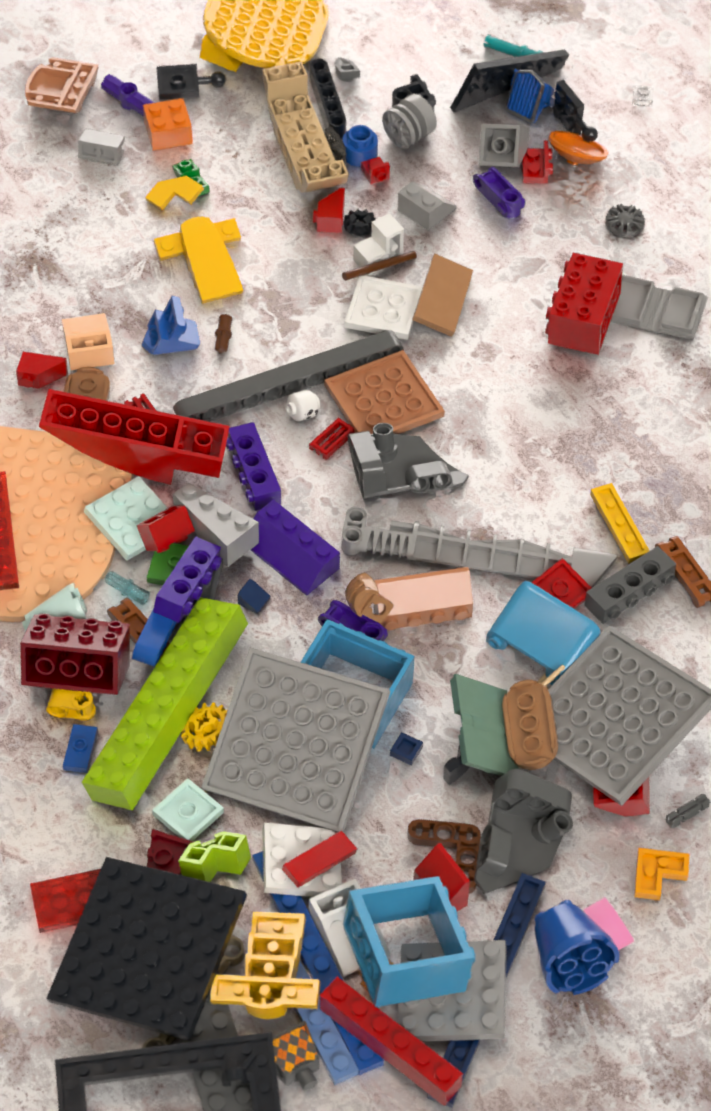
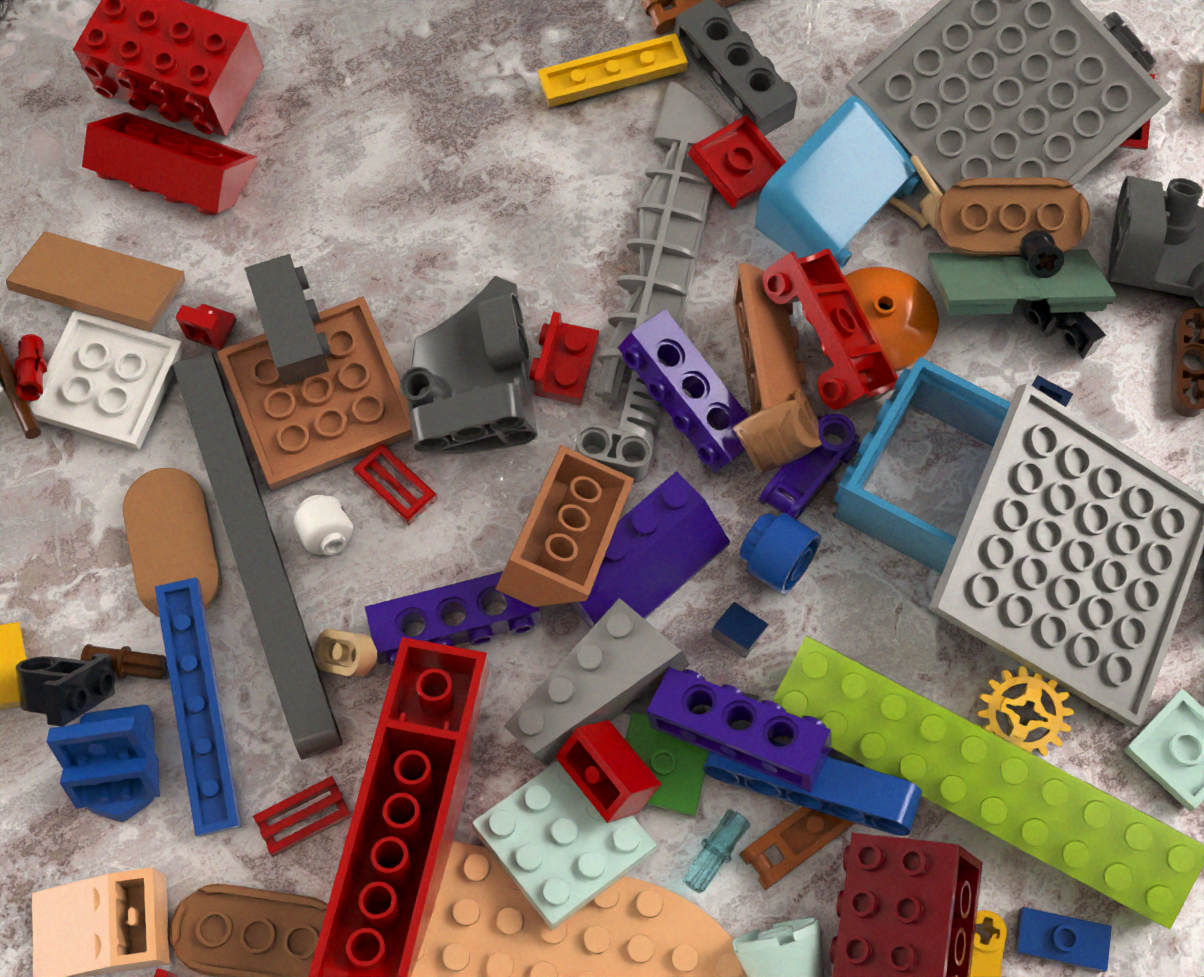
camera: 85 degrees left, 15 degrees up
(199, 362) = (198, 708): none -> blue plate
(204, 306) = (64, 686): none -> black pin
(229, 418) = (345, 653): none -> tan plate
(289, 345) = (170, 535): none -> medium nougat tile
(296, 608) = (779, 550): none -> blue piece
(300, 497) = (566, 532): none -> nougat slope
(395, 272) = (30, 367): none -> red pin
(414, 529) = (687, 371): none -> dark purple brick
(415, 506) = (564, 360): none -> red bracket
(417, 345) = (206, 325): none -> red bracket
(421, 373) = (288, 318): none -> dark grey brick
(439, 623) = (860, 364): none -> red piece
(443, 663) = (912, 321): none -> orange dish
(500, 733) = (1043, 264): none -> black bush
(523, 317) = (167, 162): none -> red slope

